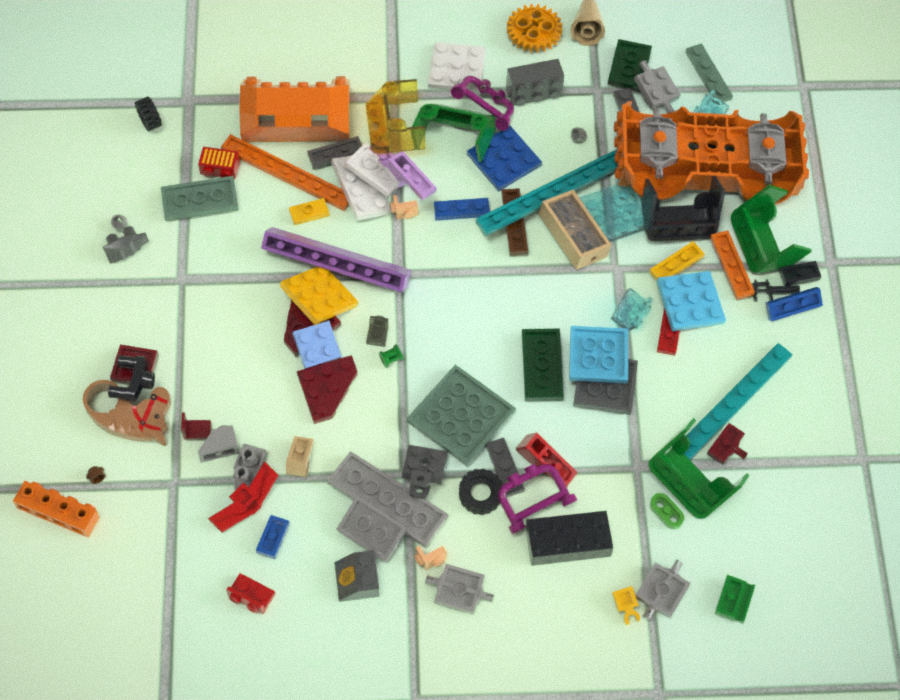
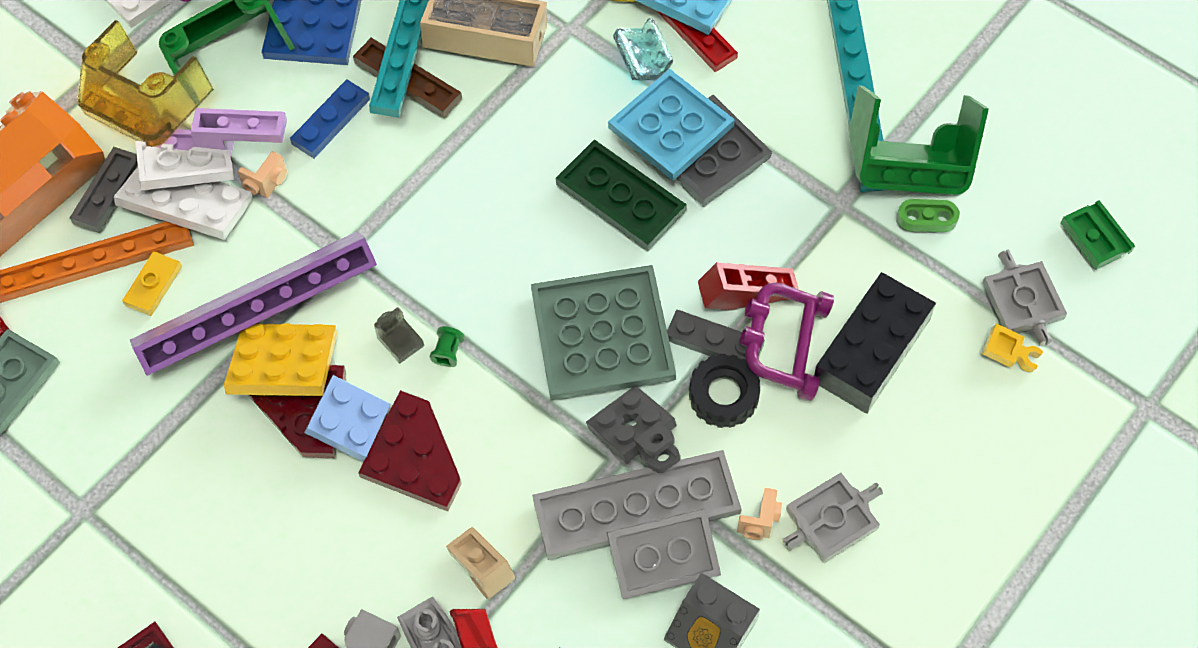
camera: 45 degrees left, 0 degrees up
(727, 444) = (900, 92): dark red plate -> none

